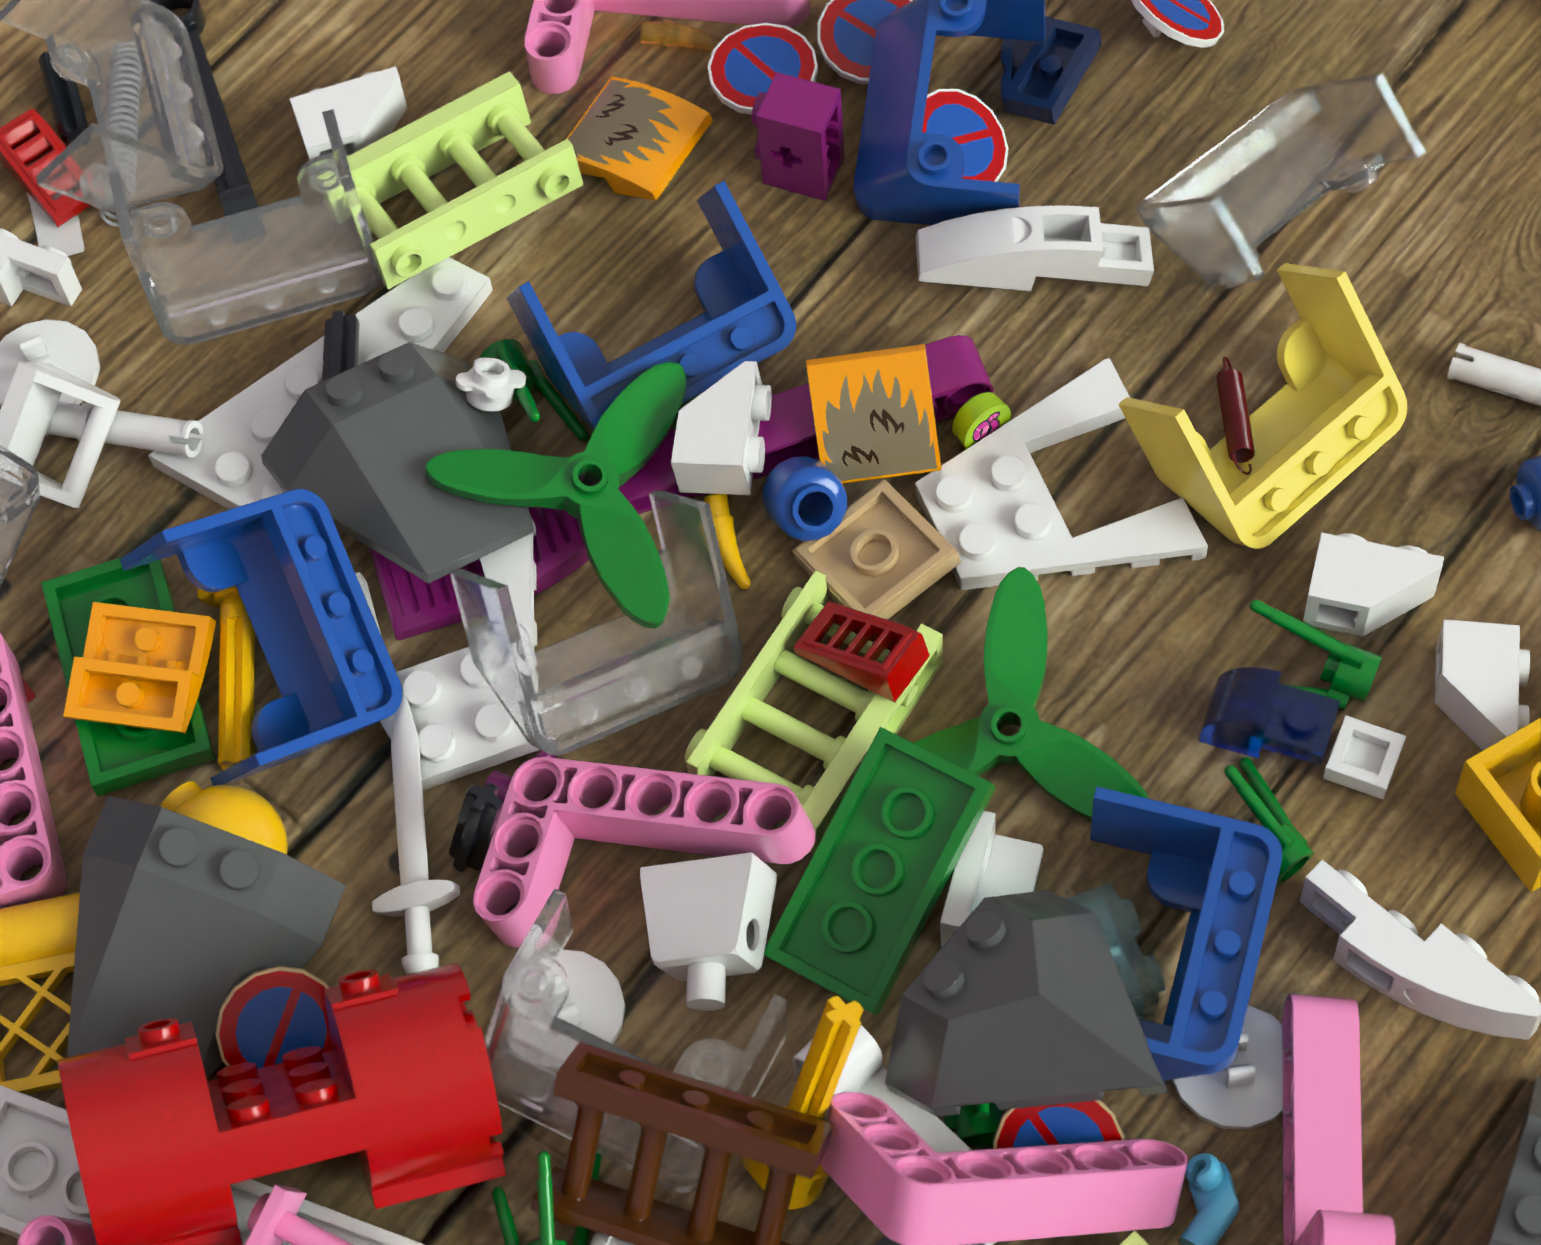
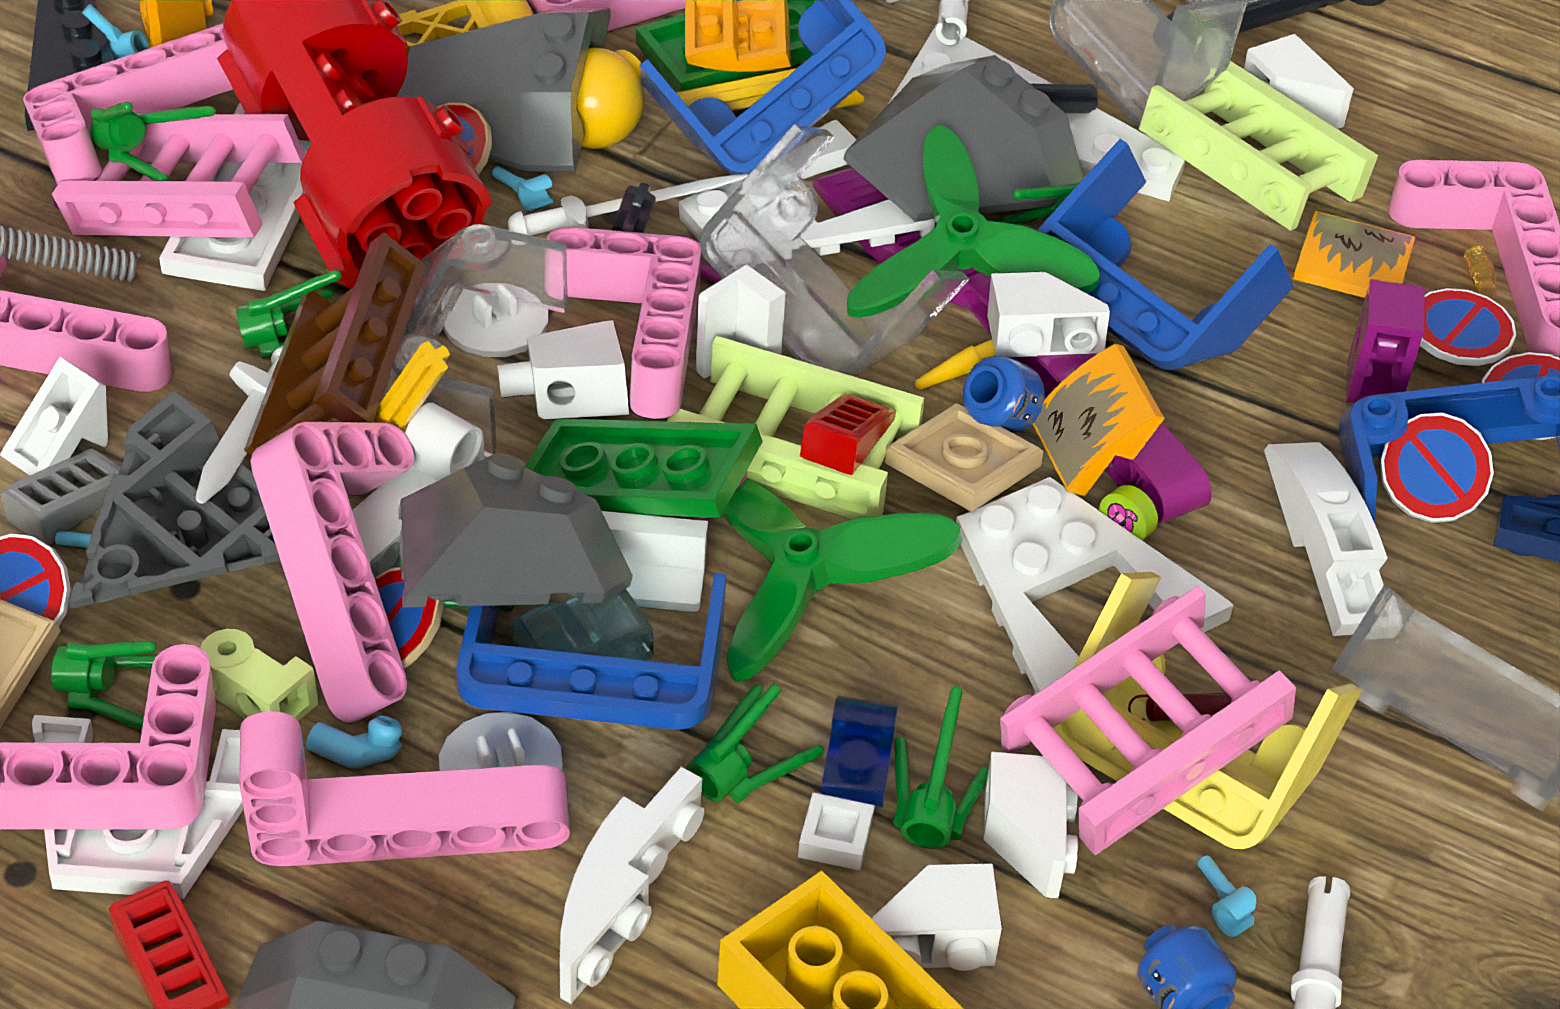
camera: 70 degrees right, 15 degrees down
(360, 946) = (530, 192): none -> medium azure hand
(490, 384) = (1042, 166): white plate -> none
(670, 719) = (740, 309): none -> white panel
(1339, 402) = (1156, 774): none -> bright pink fence
(1469, 436) = (1234, 908): none -> medium azure hand

